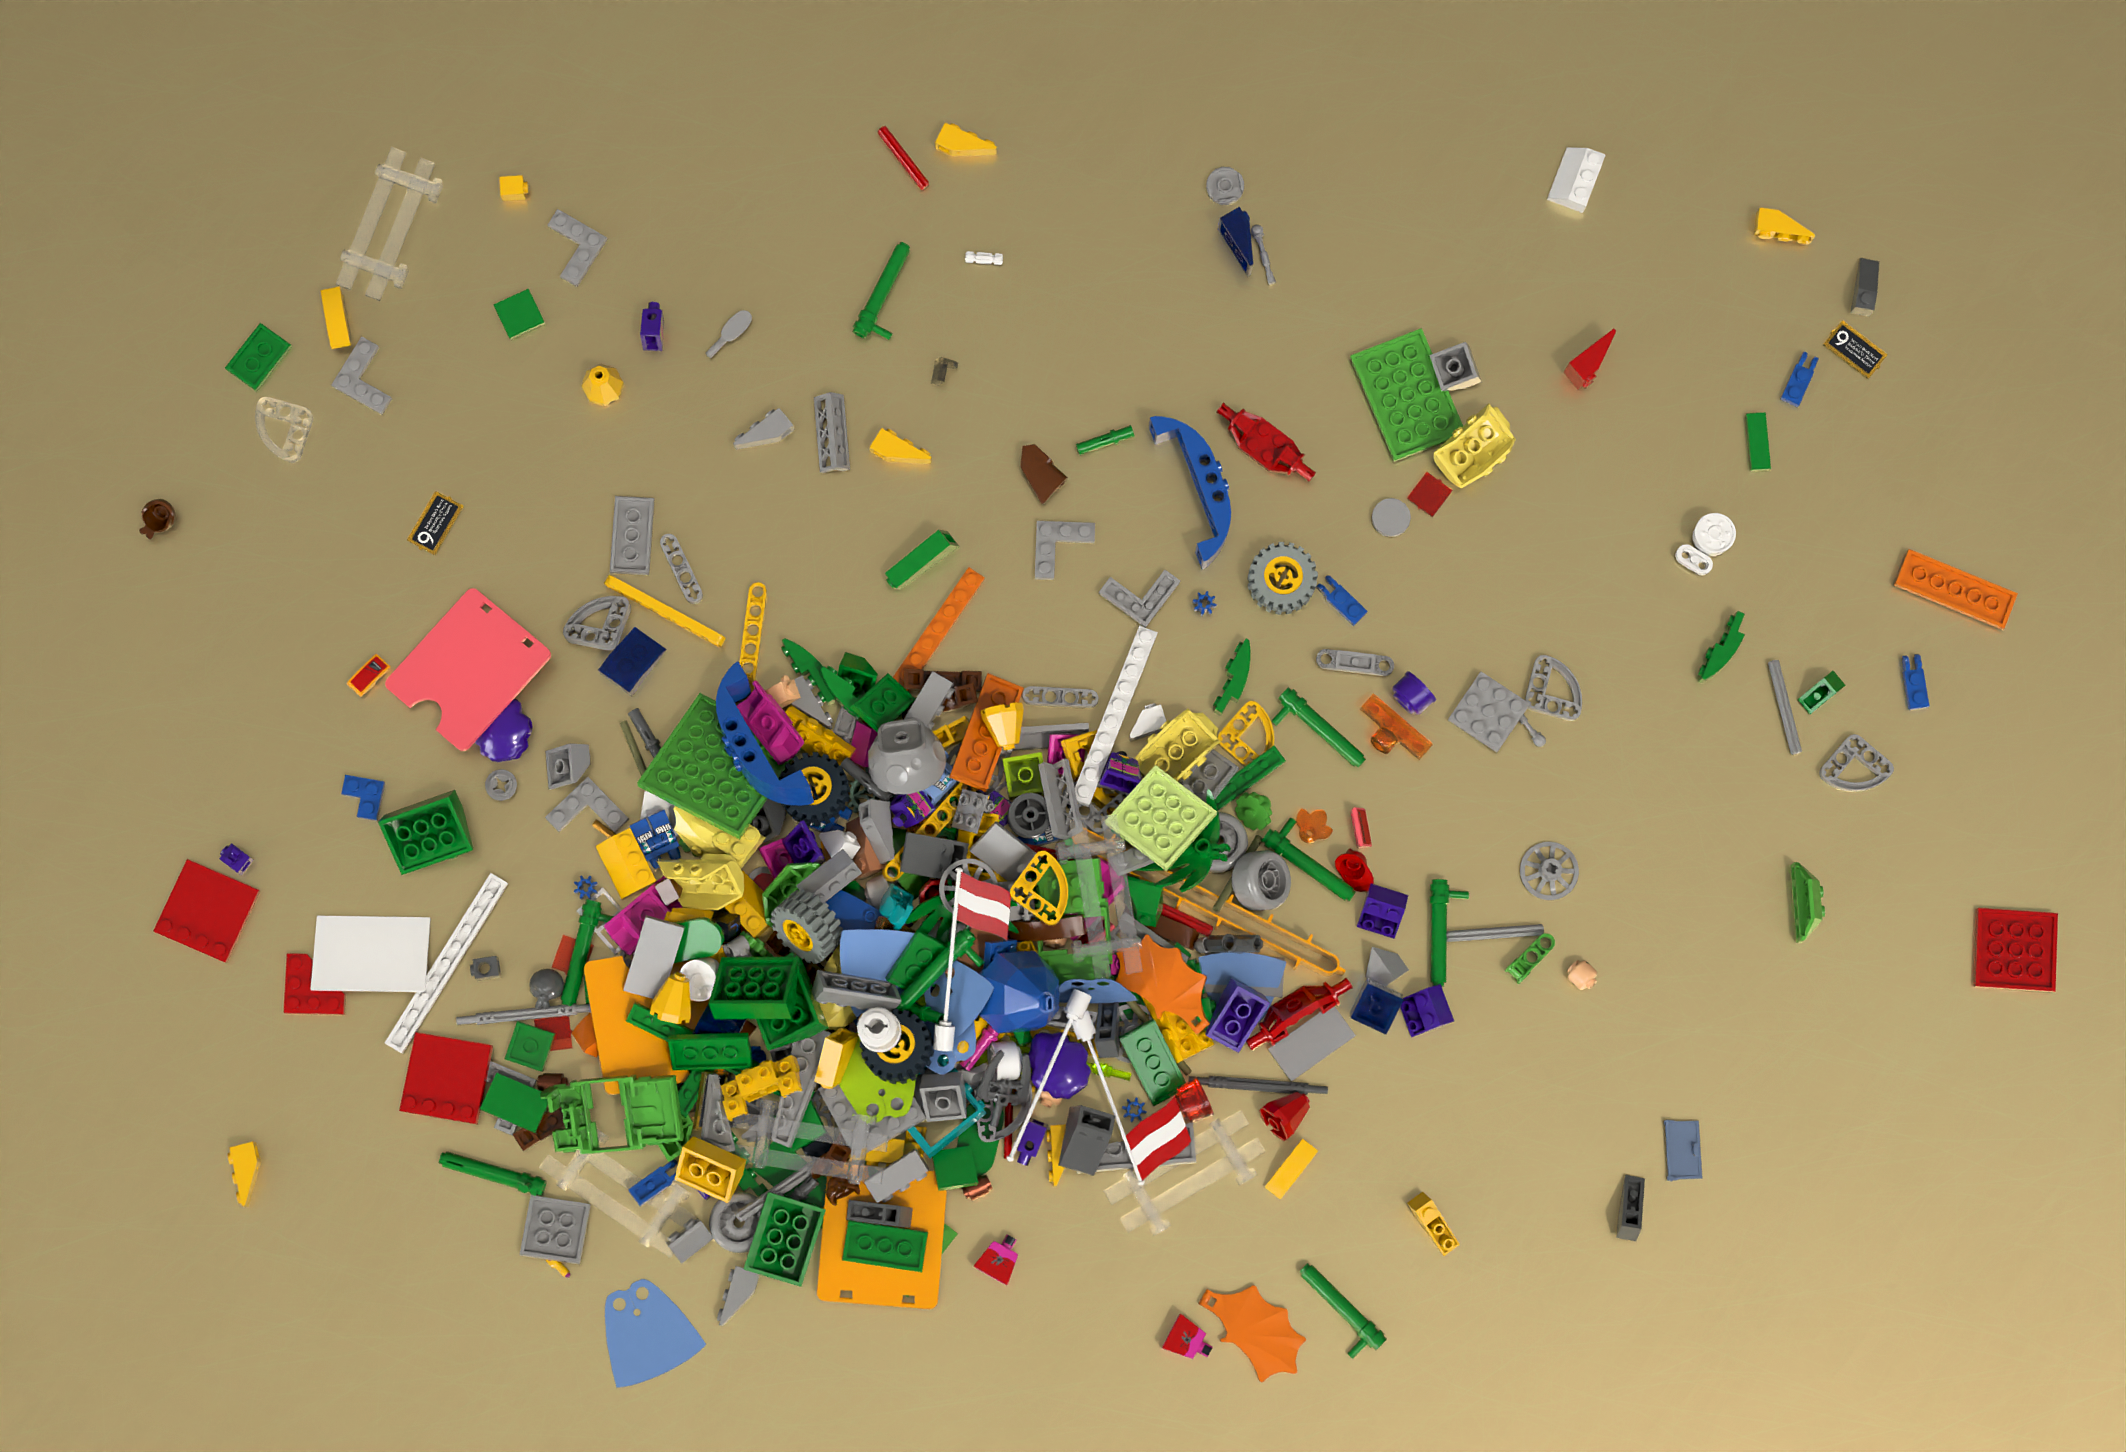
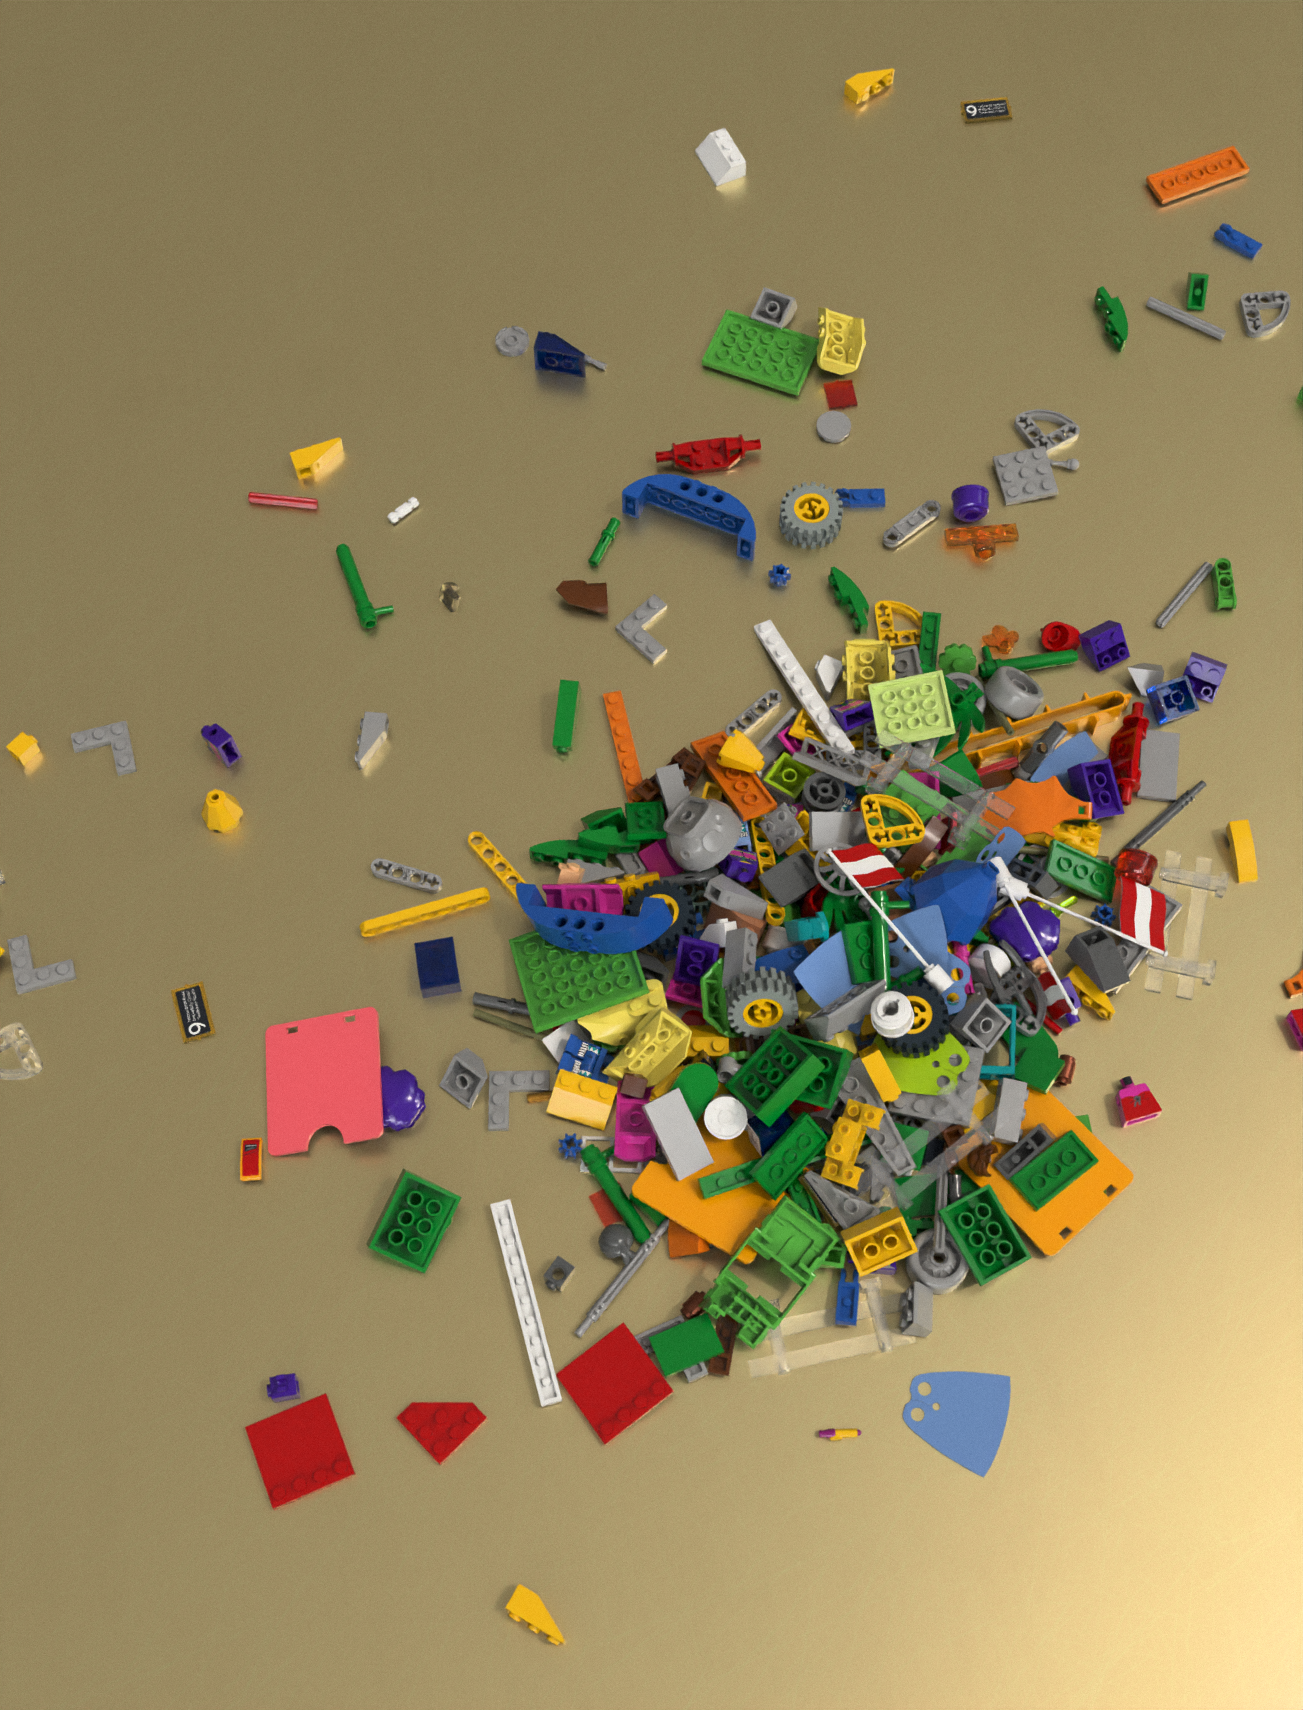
camera: 40 degrees left, 15 degrees down
(368, 791) = (337, 1240): blue plate -> none
(370, 954) = (461, 1352): white piece -> none
(504, 776) = (427, 1131): light grey gear -> none
(519, 314) = (112, 823): green tile -> none
(522, 1181) = (750, 1400): green cylinder -> none
(530, 1046) = (650, 1297): green tile -> none
(555, 1229) = (814, 1407): light grey plate -> none
(561, 1028) = (657, 1272): clear red piece -> none
(603, 634) = (397, 966): light grey beam -> none
(632, 535) = (347, 887): light grey tile -> none
(673, 1000) = (723, 1146): yellow cone -> none
(732, 329) = (278, 698): light grey piece -> none
(741, 1289) = (990, 1308): light grey slope -> none
(835, 431) = (419, 692): light grey fence -> none
(894, 449) = (473, 668): yellow slope -> none
(1145, 609) = (742, 617): light grey plate -> none
(1285, 1114) = (1199, 822): red cone -> none
(1299, 707) = (908, 579): green cylinder -> none
(1361, 828) = (1030, 613): slope -> none
(1439, 902) = (1130, 606): green cylinder -> none
(1549, 870) = (1171, 527): light grey wheel -> none
(1582, 974) = (1265, 565): light nougat head -> none
(1583, 368) = (849, 238): red slope -> none
(1693, 560) = (1034, 289): white plate -> none
(1714, 534) = (1032, 263): white wheel -> none
(1758, 441) = (993, 200): green tile -> none
(1798, 381) = (976, 150): blue hinge -> none
(1865, 287) = (954, 74): dark grey slope -> none

